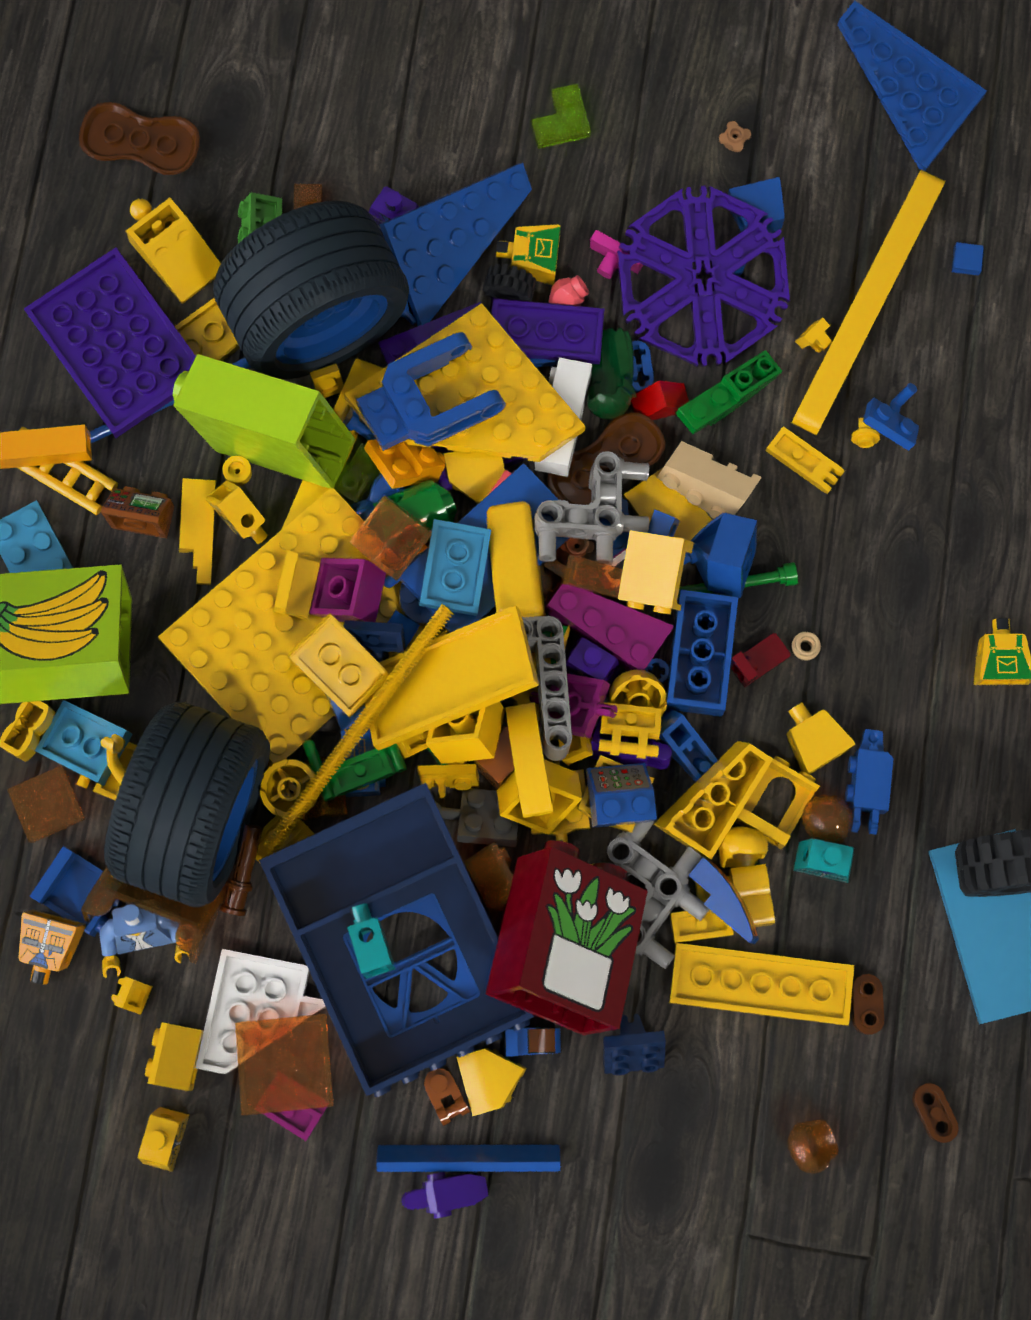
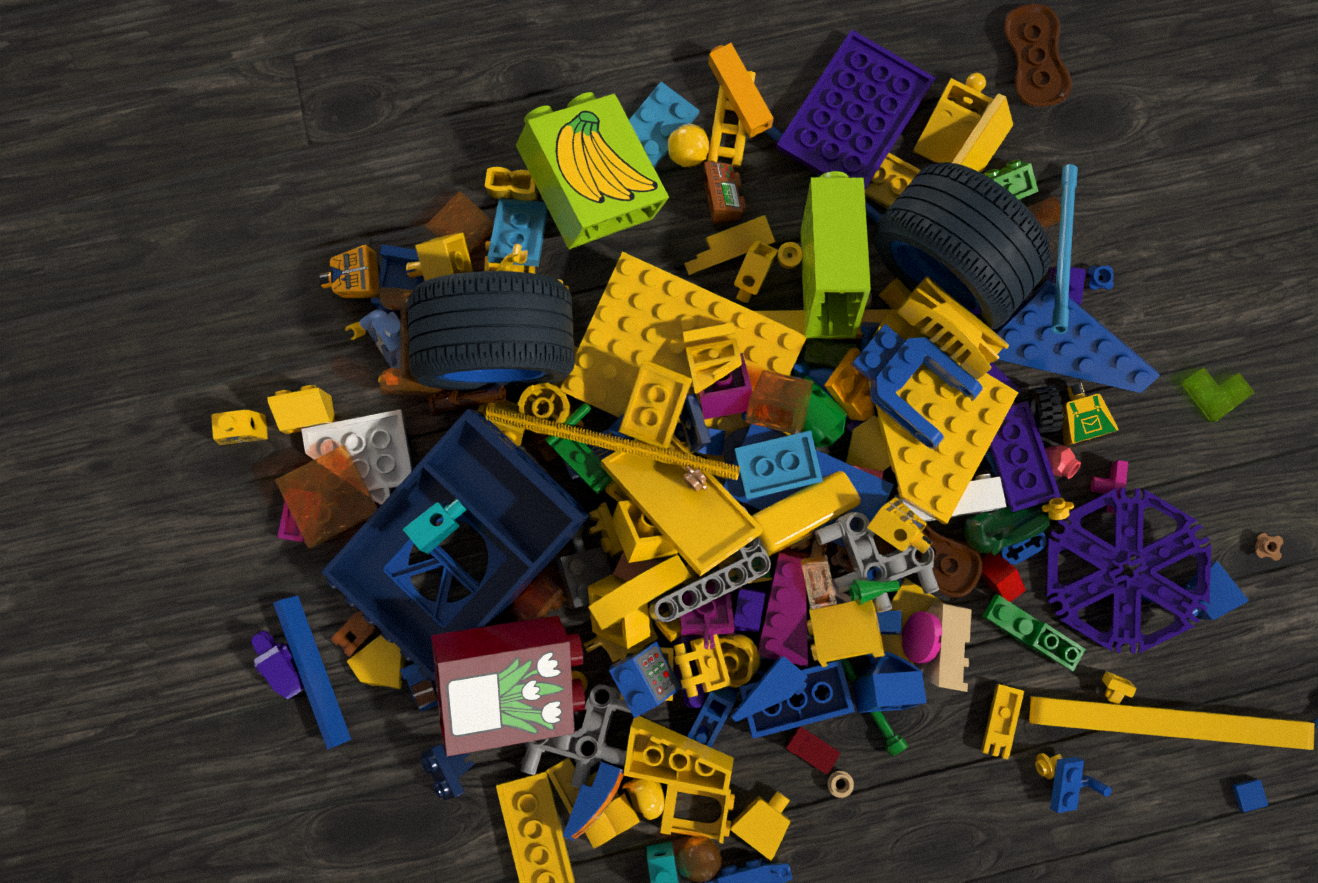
camera: 70 degrees right, 5 degrees up
(70, 526) = (688, 145): none -> yellow hair
(79, 834) = (441, 257): none -> yellow brick
(132, 995) = (339, 356): yellow tile -> none
(202, 223) = (986, 135): none -> yellow tile
(318, 589) = (712, 362): none -> yellow wing
(389, 334) = (952, 327): none -> yellow piece
(394, 170) = (1104, 271): none -> blue plate
(417, 223) = (1061, 312): none -> dark azure piece
(435, 655) = (695, 479): none -> medium nougat plate
(561, 477) = (900, 526): none -> yellow torso
(615, 315) = (1058, 508): none -> yellow plate
(620, 533) = (866, 590): none -> green cone
(680, 661) = (775, 686): none -> blue slope
(690, 500) = (921, 637): none -> dark pink tile

